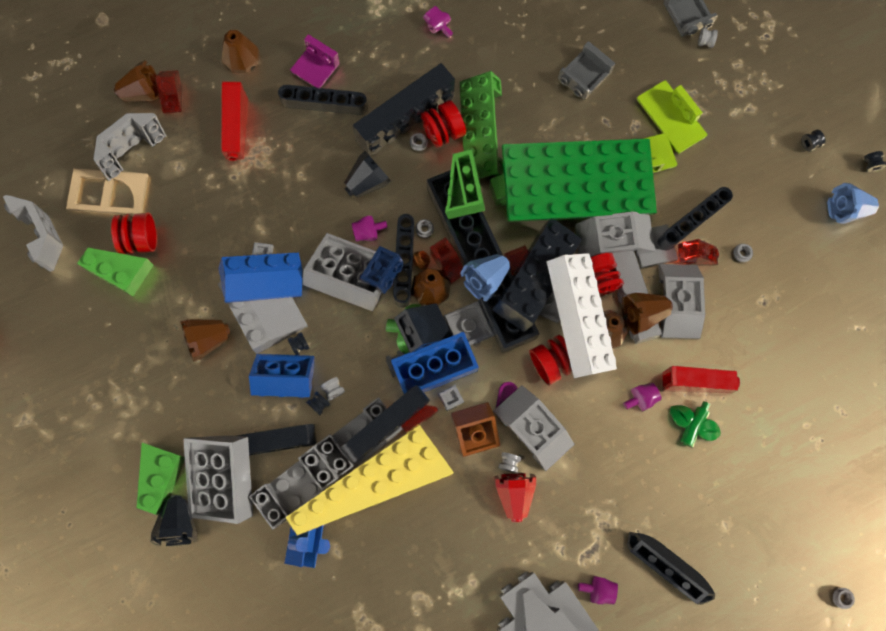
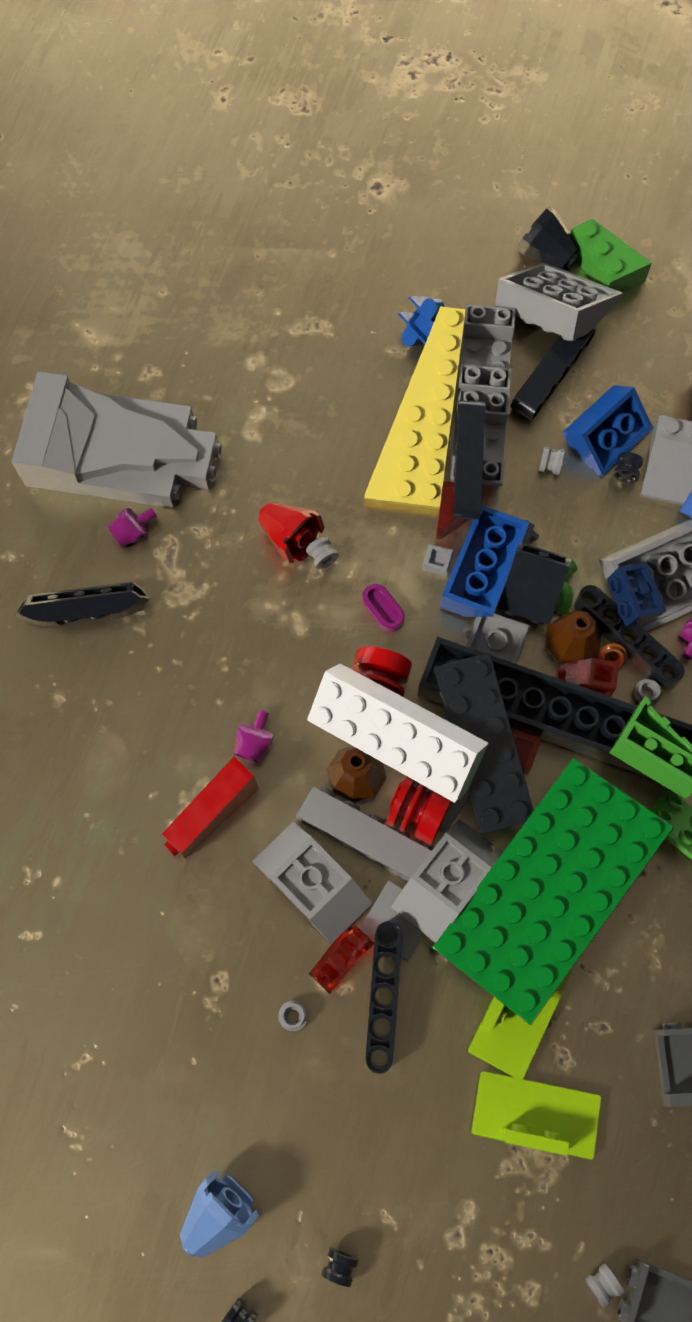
camera: 140 degrees right, 5 degrees down
(318, 403) = (549, 436): black wheel -> none
(476, 429) = (386, 550): dark orange slope -> none
(485, 275) = (532, 681): medium blue cone -> none
(535, 427) = (332, 597): light grey slope -> none
(645, 310) = (334, 812): reddish brown cone -> none
(695, 423) = (176, 763): green plant -> none

